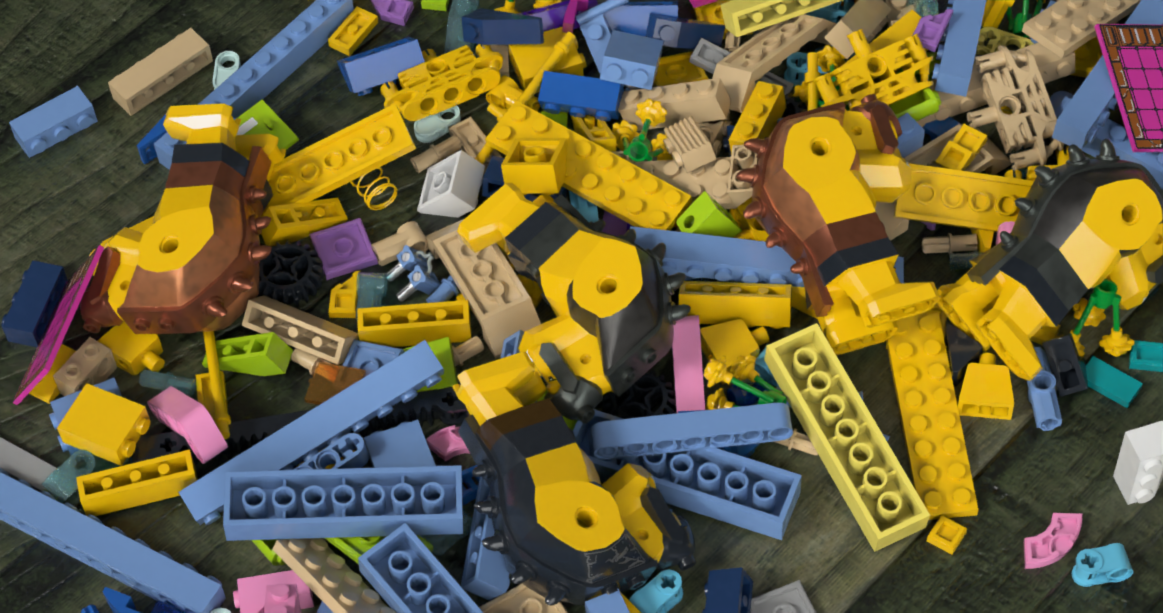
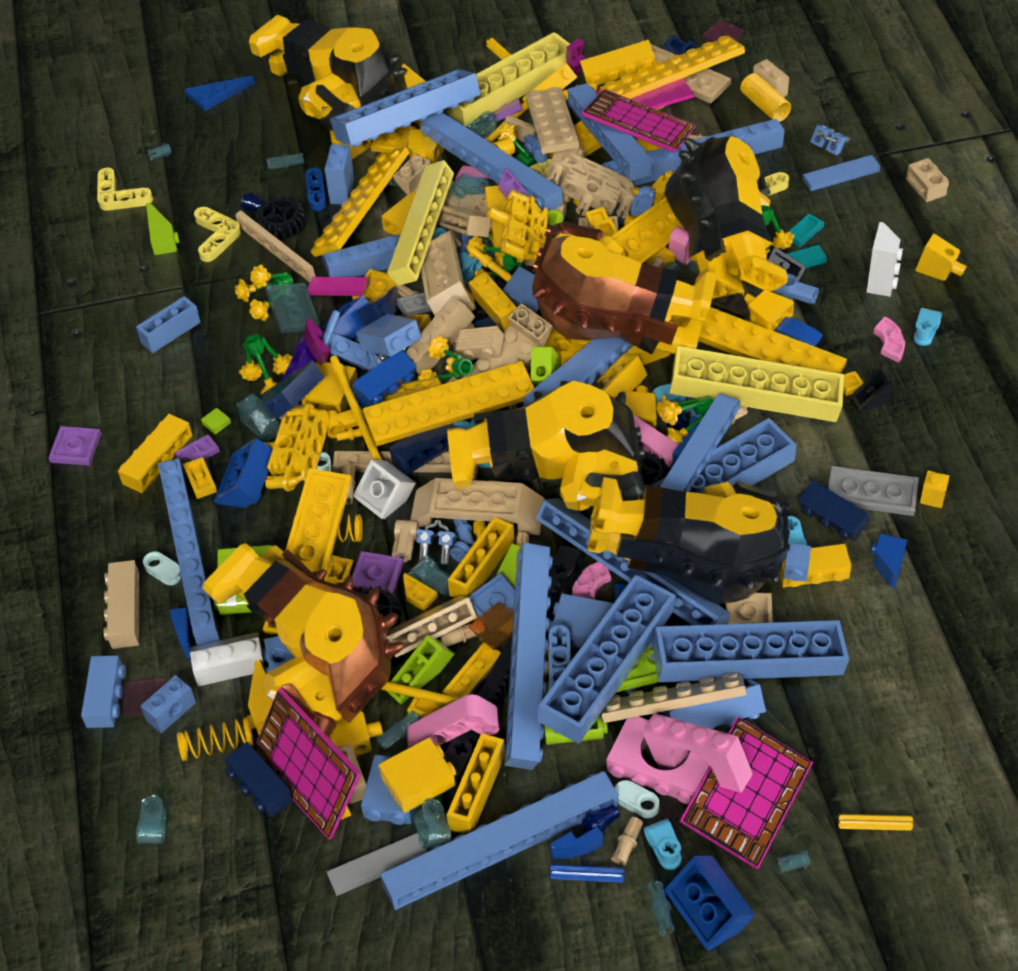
camera: 55 degrees left, 5 degrees down
(43, 221) = (183, 745): none -> yellow piece
(70, 180) = (168, 704): none -> medium blue brick
(75, 158) = (137, 693): none -> clear pink piece
(141, 182) = (226, 658): none -> white slope
(264, 403) = (473, 672): none -> yellow plate
(418, 298) = (459, 551): none -> medium blue bush
(536, 165) = (429, 421): yellow slope -> none
(943, 564) = (873, 392): none -> black slope
(980, 440) = (799, 331): none -> blue slope
(1025, 168) = (643, 201): none -> medium blue plate

